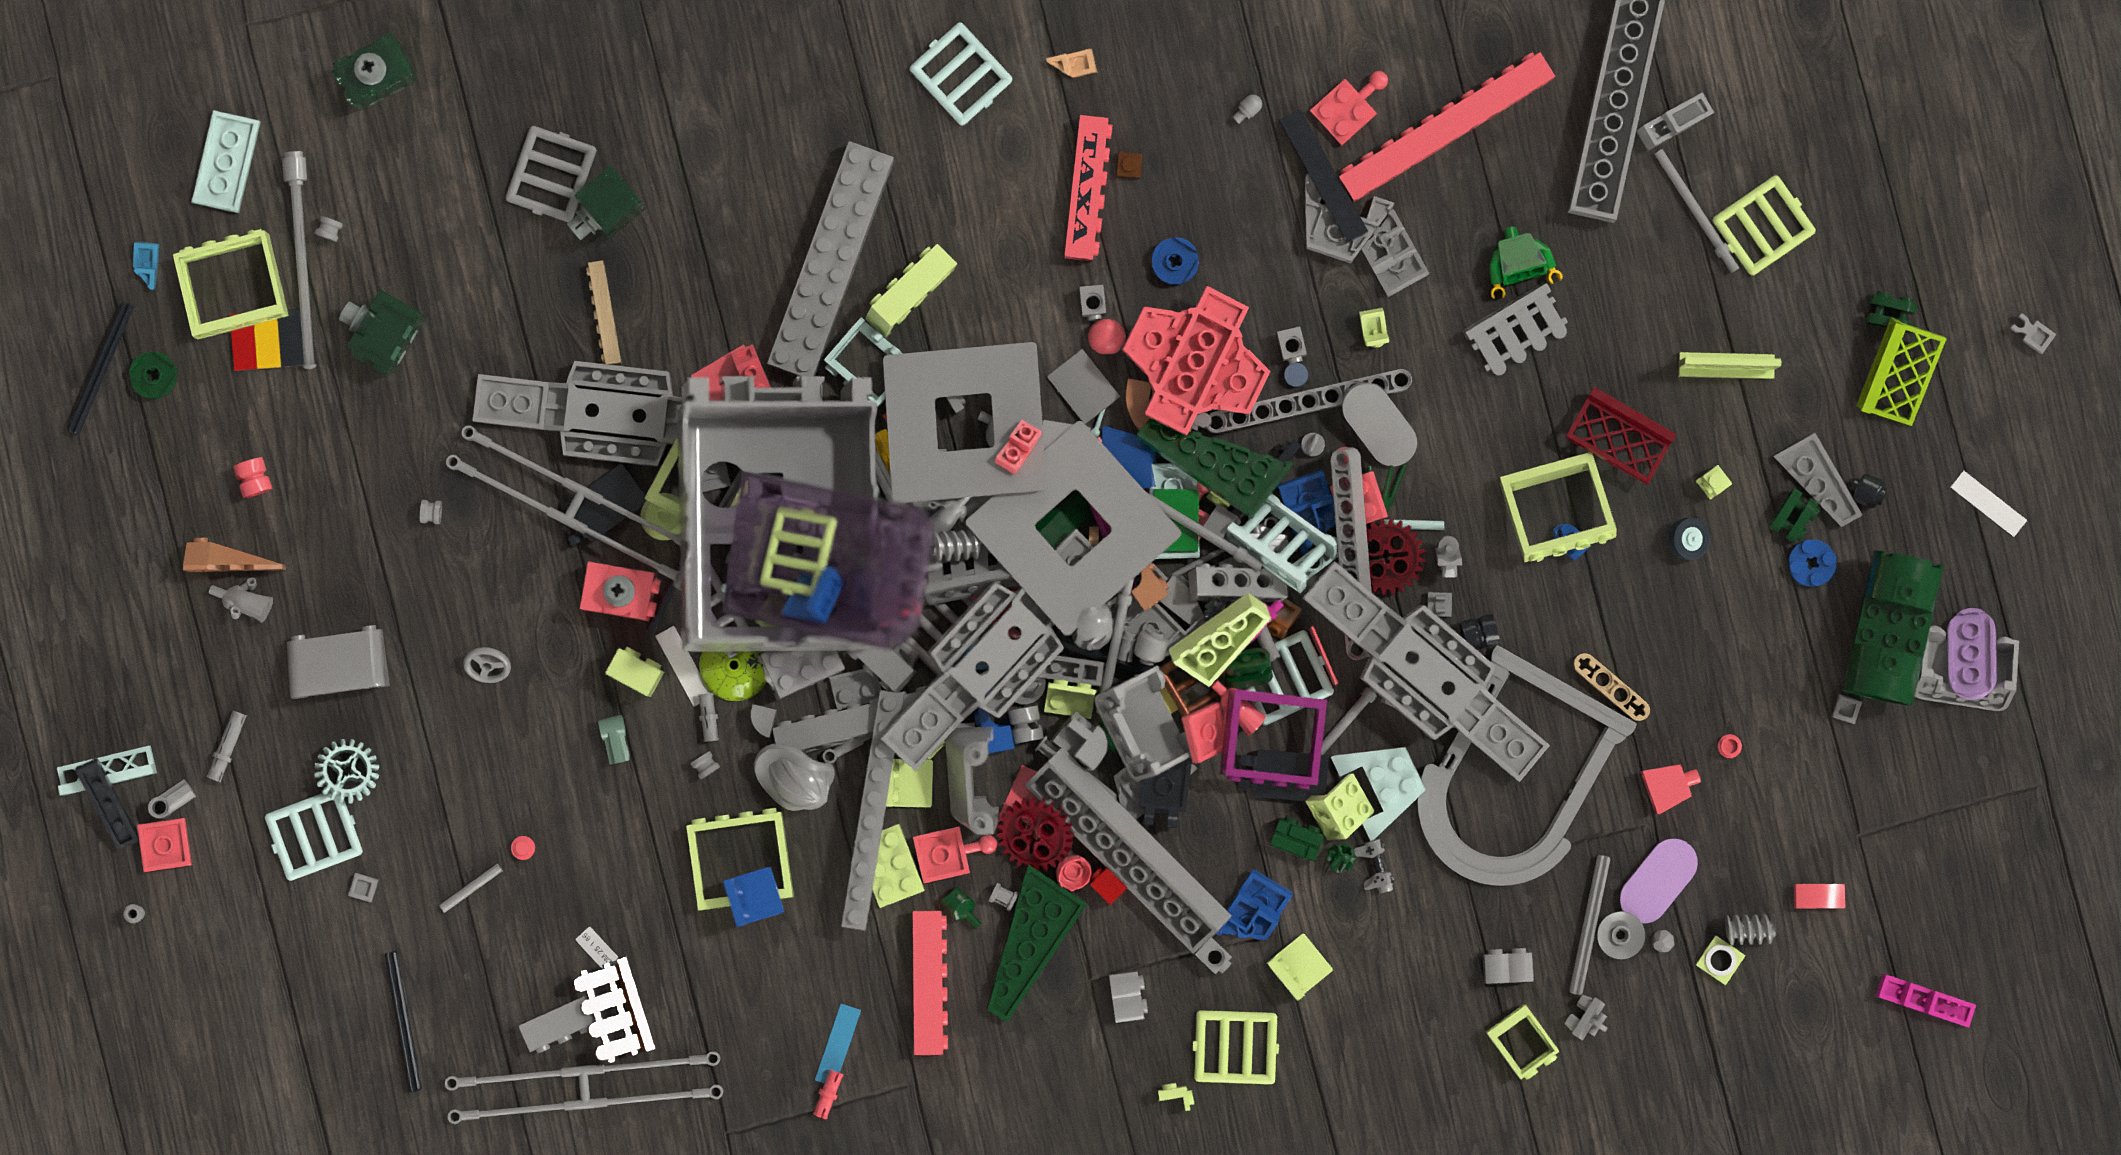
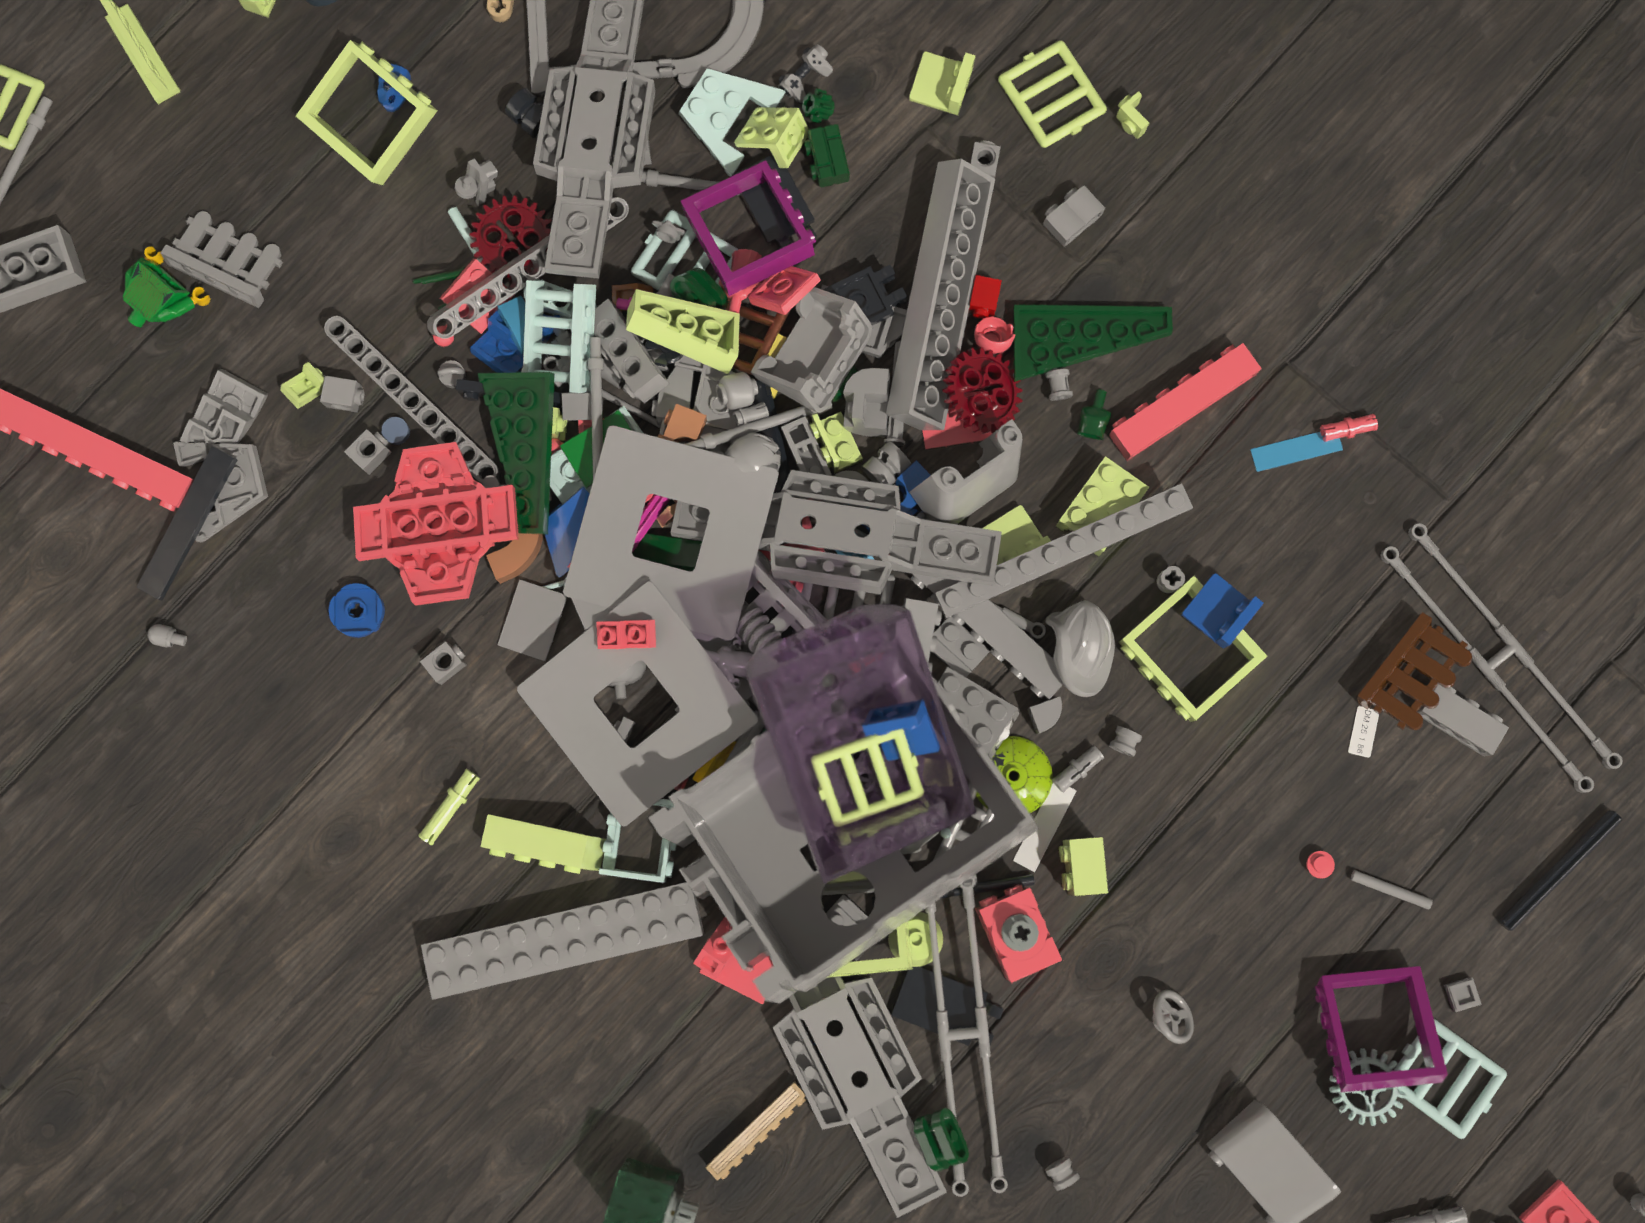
camera: 120 degrees left, 5 degrees down
(346, 781) = (1431, 1049): none -> magenta window
(511, 440) = (941, 1140): none -> dark green brick
(614, 733) = (1155, 849): sand green piece -> none
(809, 879) = (1176, 574): none -> light grey bush
(944, 854) = (1057, 463): coral plate -> none
(947, 101) = (328, 955): light aqua bar -> none
(985, 244) = (455, 797): none -> yellowish green pin
(1075, 64) = (223, 829): light nougat slope -> none
(1086, 188) = (337, 739): coral brick -> none
(1106, 336) = (470, 629): coral hair -> none
(1129, 165) = (291, 713): reddish brown plate -> none
(1256, 907) = (912, 153): blue slope -> none
(1313, 676) = (667, 231): none -> light grey plate
(1321, 519) = (514, 317): none -> dark azure slope
(1322, 654) = (638, 240): coral window -> none
(1345, 109) = (110, 544): coral plate -> none
(1348, 352) = (342, 394): none -> light grey brick
(1379, 424) = (391, 322): light grey tile -> none
(1440, 604) = (525, 169): light grey tile -> none
(1625, 417) = (244, 108): dark red fence -> none

